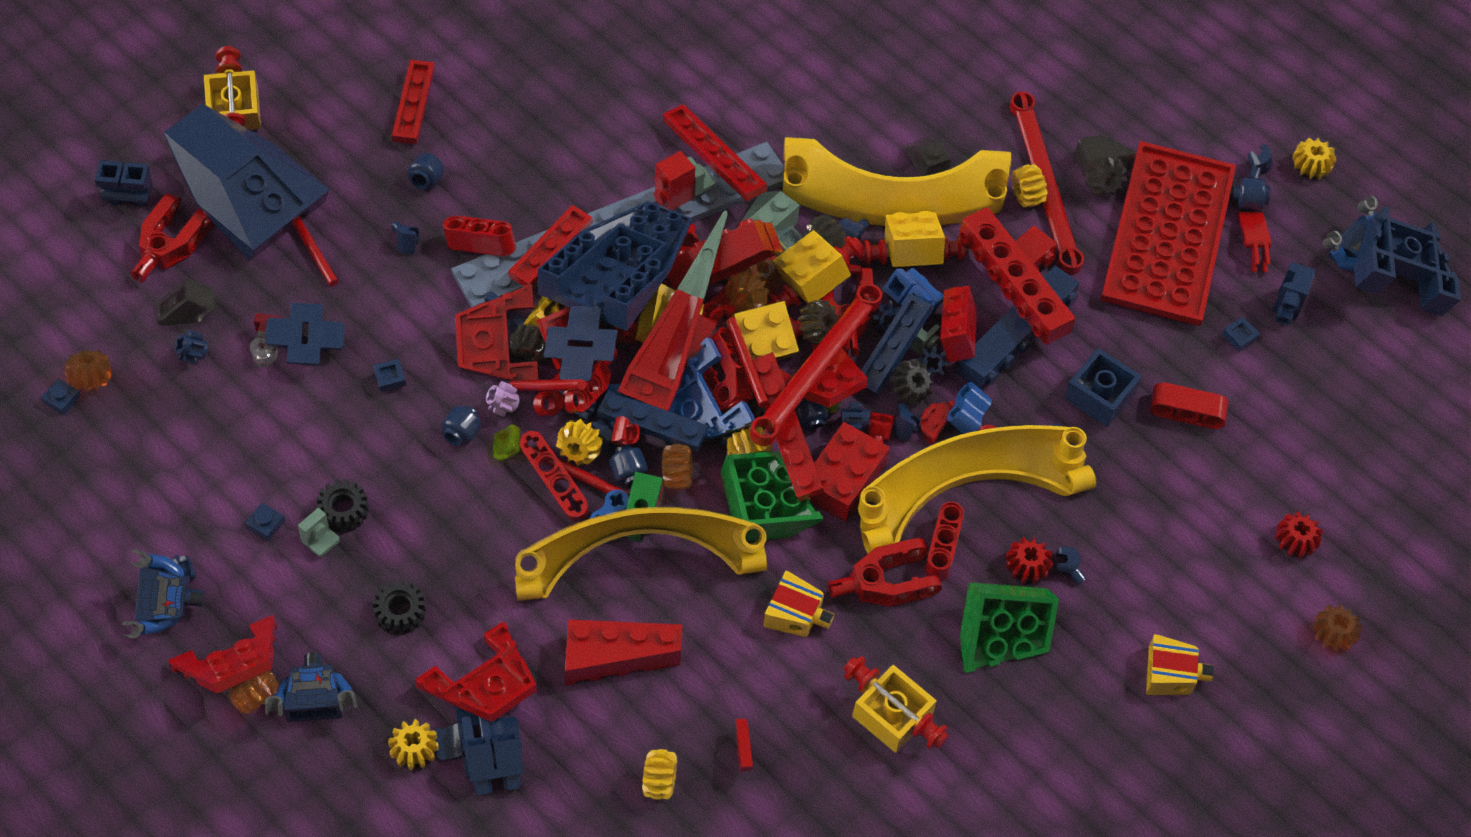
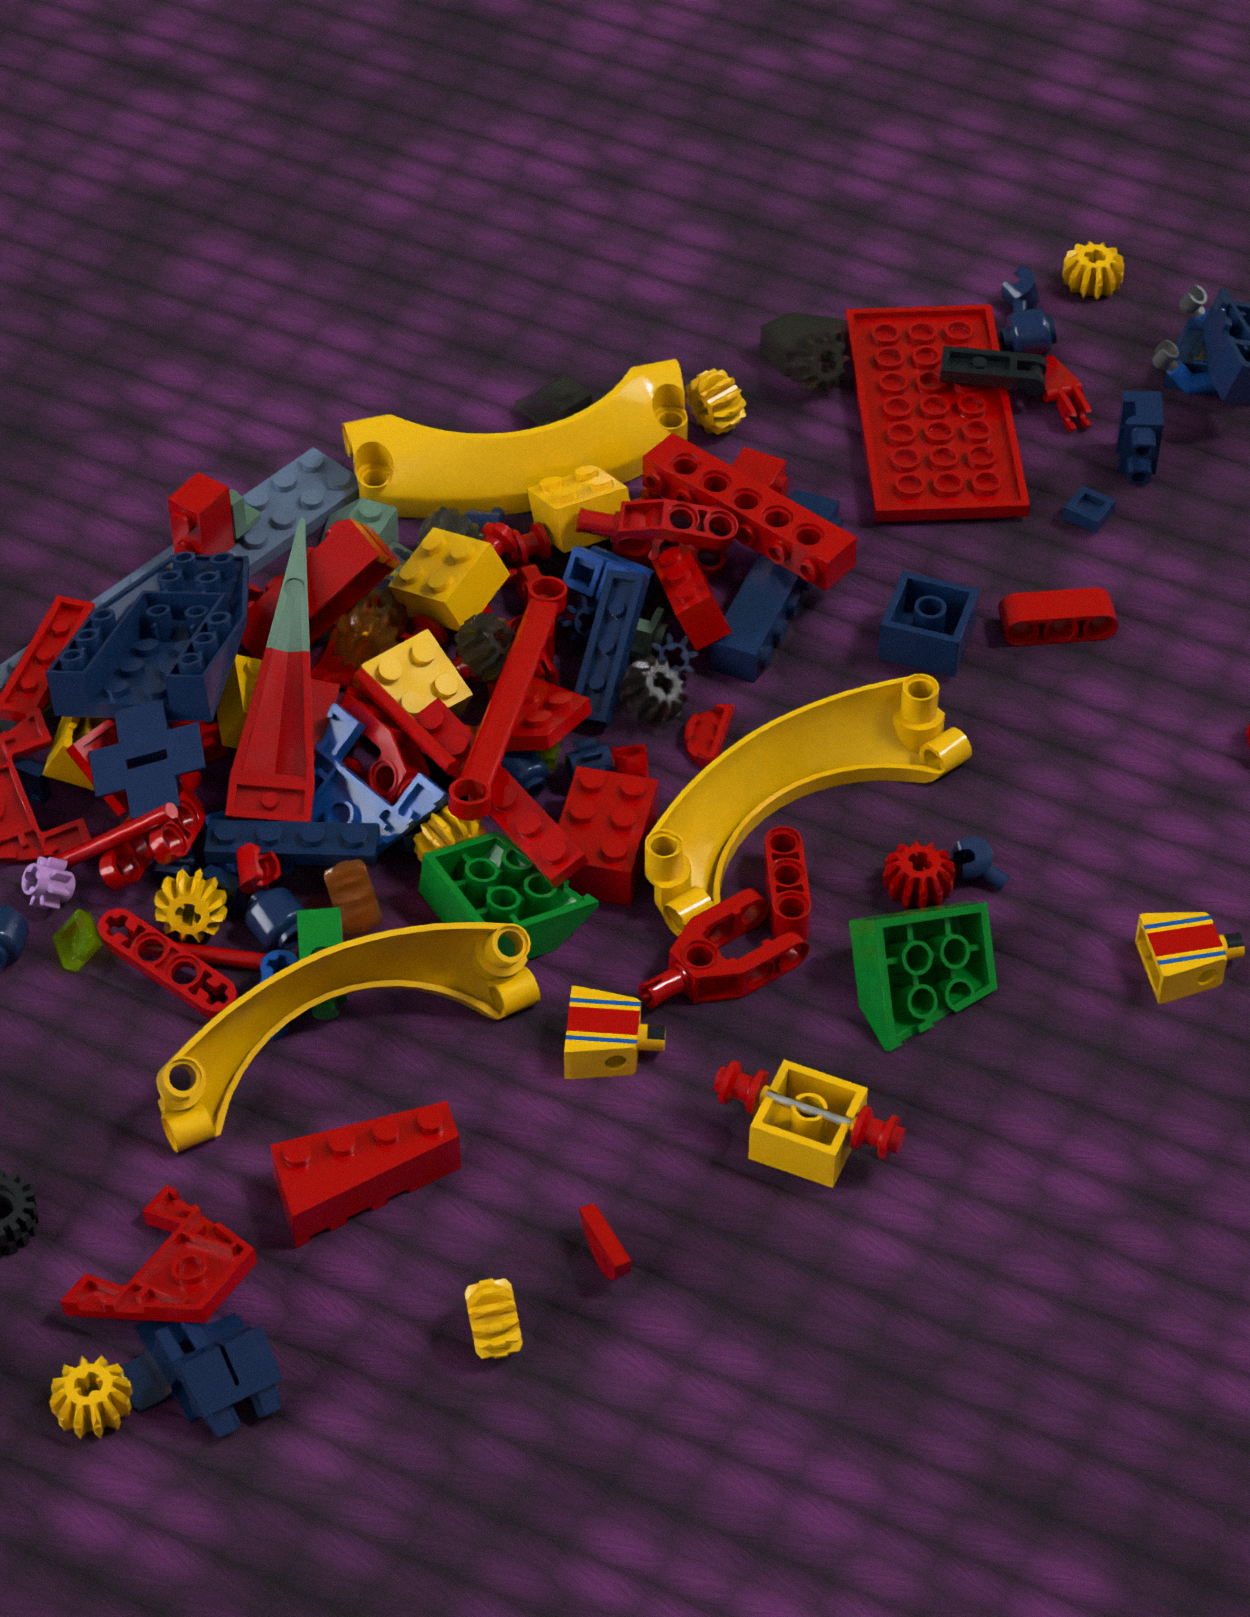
camera: 15 degrees left, 10 degrees down
(528, 343) = (64, 795): clear smoke gear -> none
(715, 152) = (245, 475): red plate -> none
(906, 423) = (666, 751): dark blue piece -> none
(945, 267) = (645, 527): none -> red piece
(969, 408) = (748, 701): blue axle -> none
(1053, 205) = (757, 419): red piece -> none
(1217, 215) = (994, 369): none -> black plate

